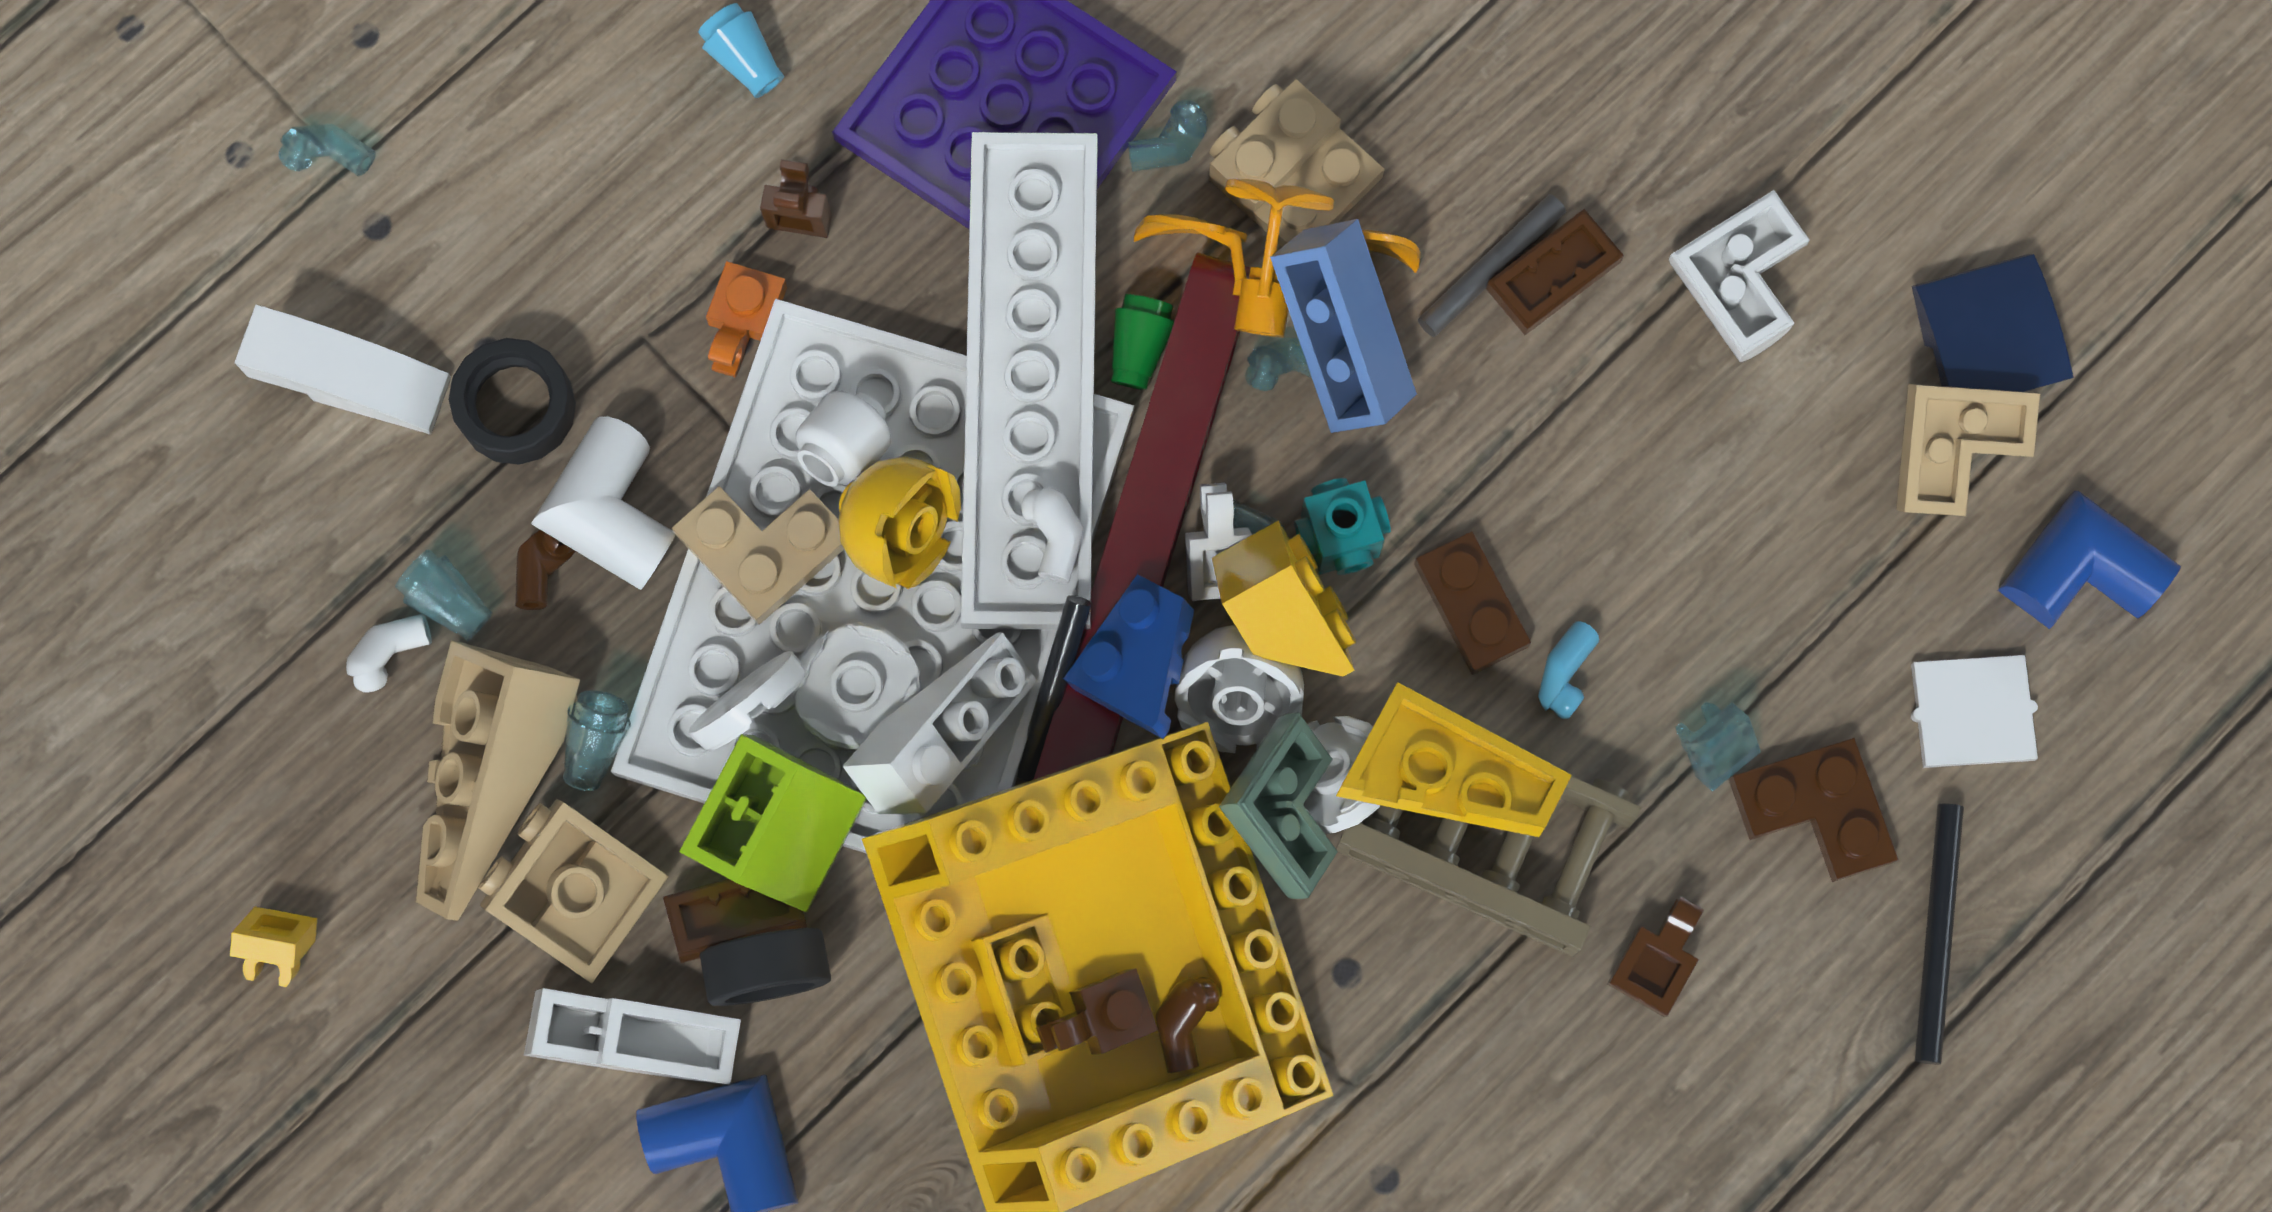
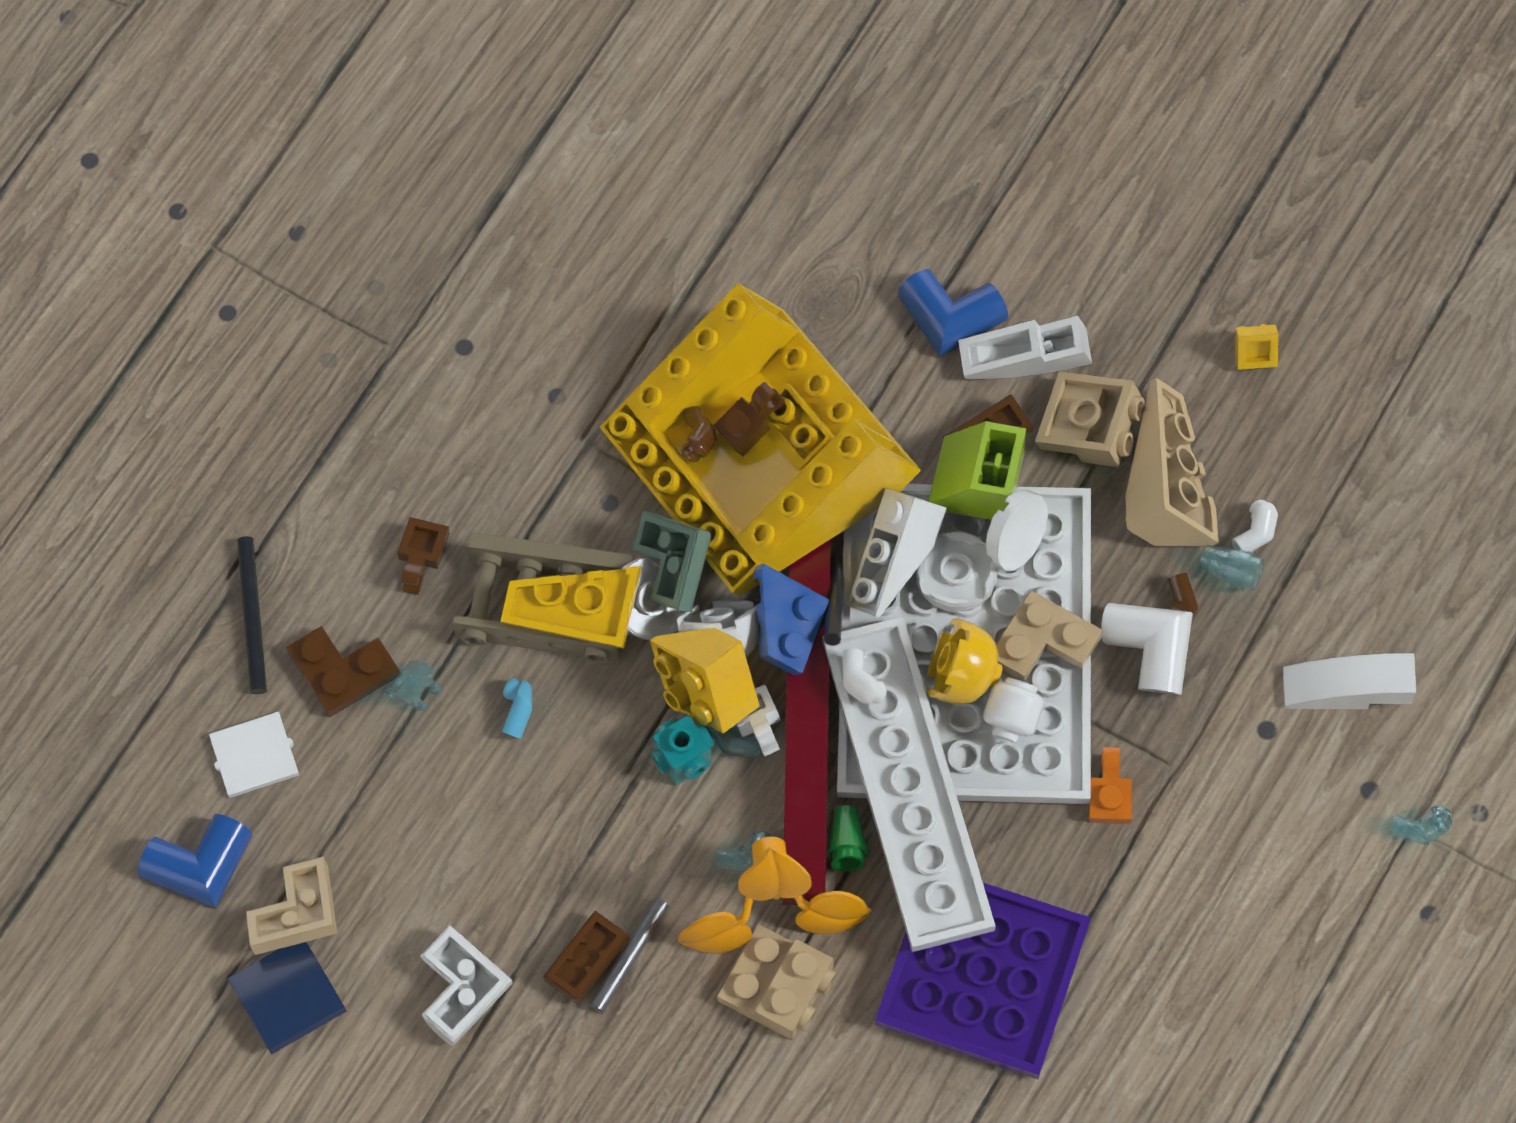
camera: 165 degrees right, 10 degrees down
(485, 363) = (1243, 664): black tyre -> none
(593, 737) = (1107, 505): clear light blue cone -> none
(739, 46) = (1174, 963): medium azure cone -> none
(765, 966) = (956, 397): black tyre -> none
(796, 204) = (1097, 860): reddish brown plate -> none
(1175, 143) = (861, 981): clear light blue arm -> none
(1344, 326) = (708, 855): medium blue brick -> none
(1472, 603) = (587, 735): reddish brown plate -> none

